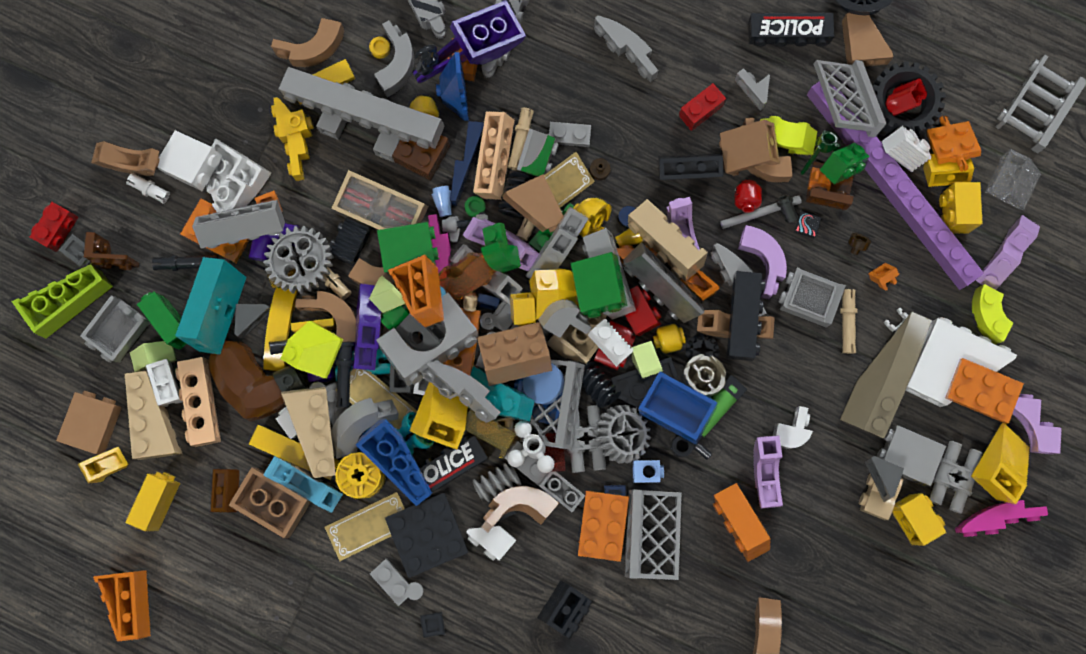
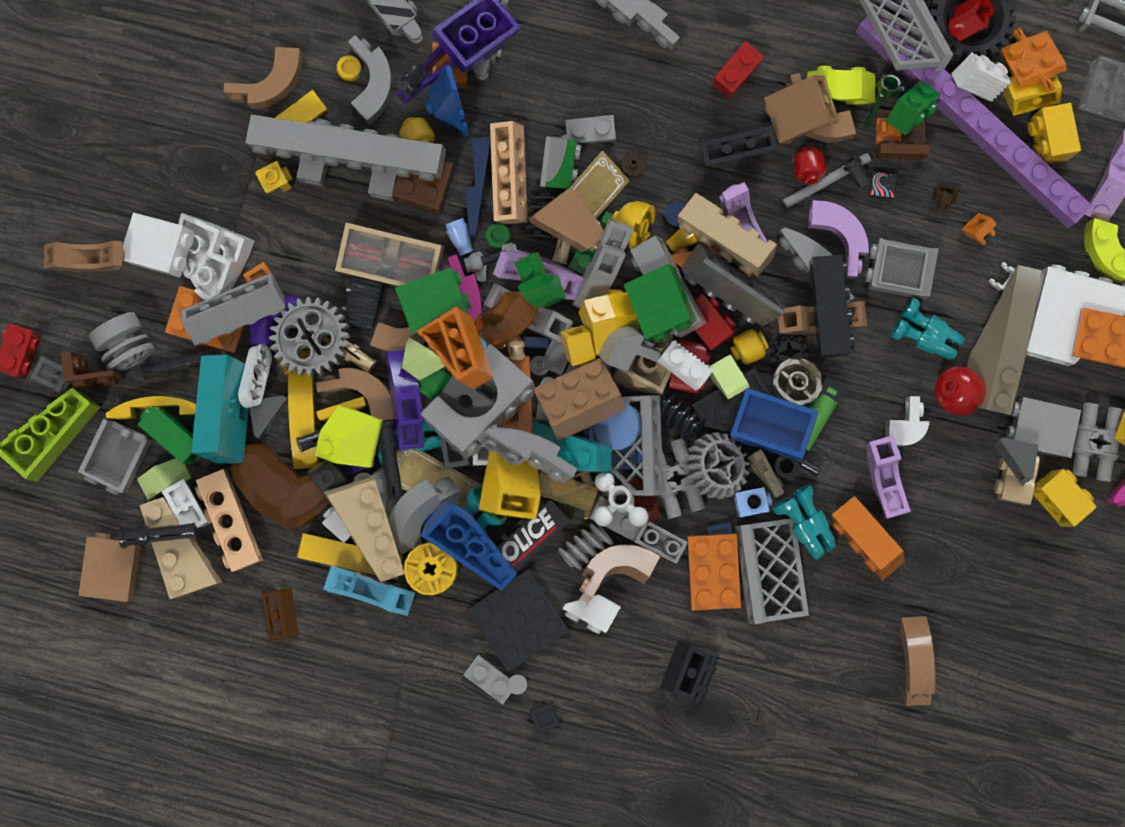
camera: 10 degrees left, 5 degrees up
(102, 465) = (137, 612): yellow slope -> none
(123, 399) = (144, 535): none -> black pin
(127, 603) = (199, 760): orange wedge -> none
(136, 292) = (128, 409): none -> yellow slope
(141, 234) = (124, 347): none -> light grey wheel
(148, 188) = (115, 285): white pin -> none
(153, 501) = (204, 642): yellow brick -> none
(253, 271) = (250, 390): none -> white beam
(269, 503) = (335, 619): medium nougat brick -> none
(294, 144) = (277, 202): yellow slope -> none
(363, 527) = (445, 624): pearl gold sticker -> none
(520, 137) = (535, 143): tan pin -> none
(662, 449) = (765, 474): none -> dark tan wing
(693, 503) = (812, 526): none -> teal piece
(701, 285) = (775, 279): orange slope -> none
(755, 91) = (797, 40): light grey slope -> none
(830, 355) = (934, 334): none -> teal piece
(843, 409) = (960, 390): none -> red cylinder
(848, 321) = (948, 287): tan pin -> none

